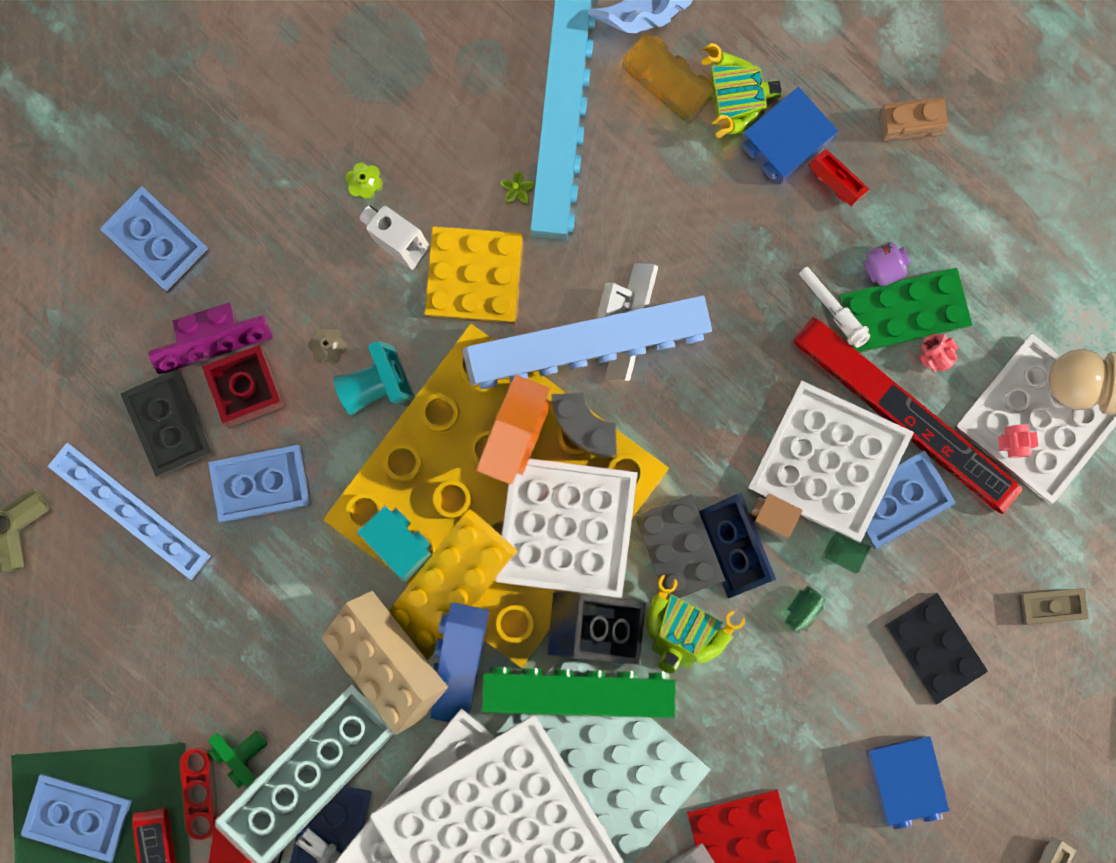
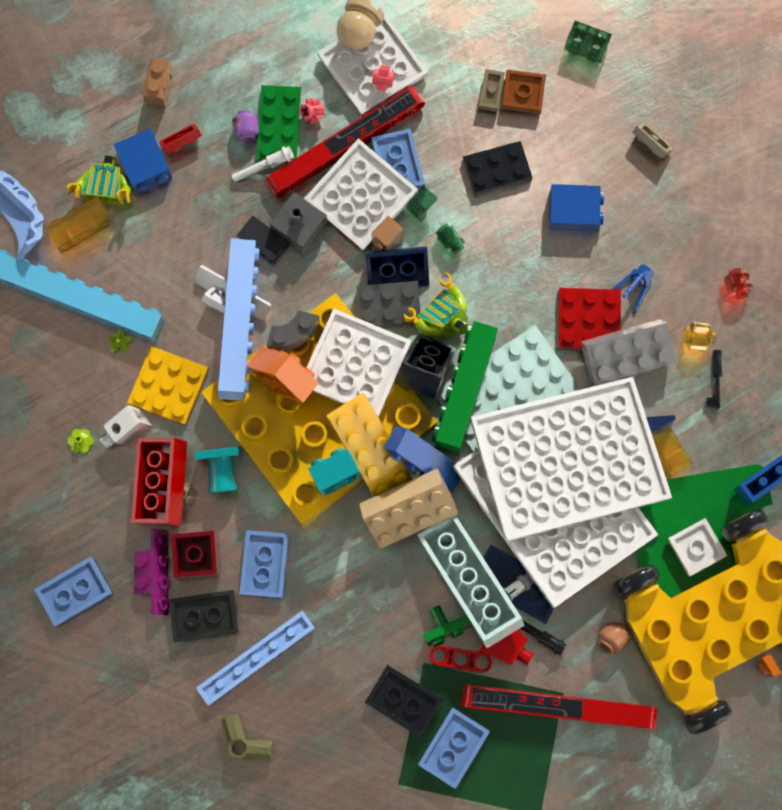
camera: 75 degrees left, 5 degrees down
(122, 731) = (404, 701): none -> black plate
(329, 305) = (159, 481): none -> red brick
(724, 344) = (266, 239): none -> black piece
(762, 384) = (299, 222): none -> dark grey brick
(1067, 655) = (523, 91): none -> dark orange plate

